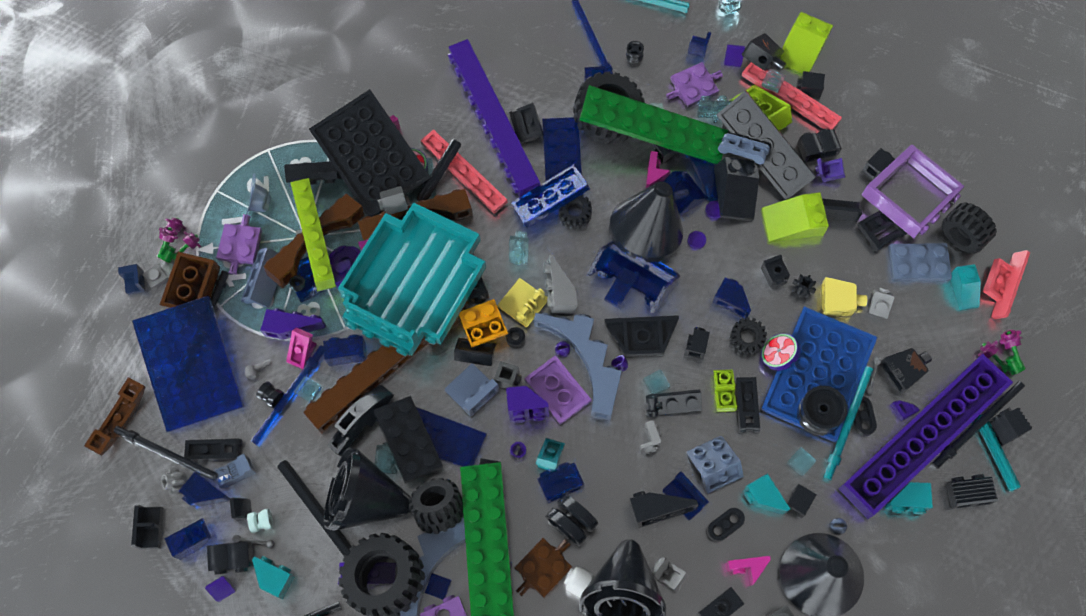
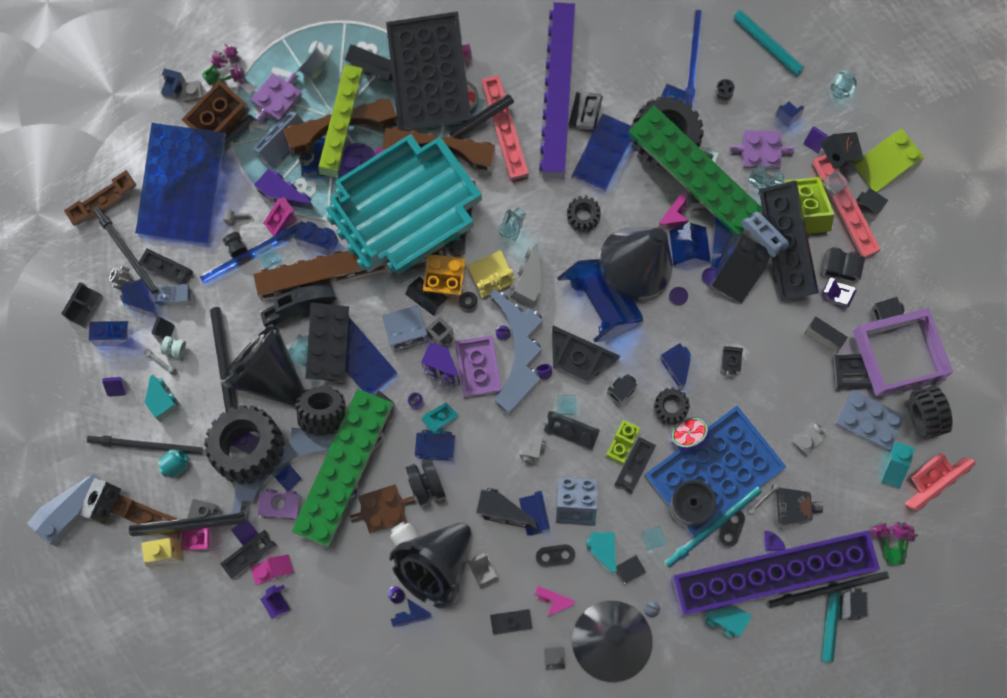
camera: 30 degrees right, 5 degrees up
(230, 556) = (135, 364): black brick -> none
(392, 200) = (425, 125): dark grey brick -> none
(550, 196) = (567, 189): clear blue plate -> none
(622, 287) = (585, 305): clear blue panel -> none
(795, 218) = (778, 321): lime slope -> none
(807, 282) = (753, 385): black gear -> none
(840, 298) = (775, 415): light yellow torso -> none
(971, 492) = (786, 643): black brick -> none

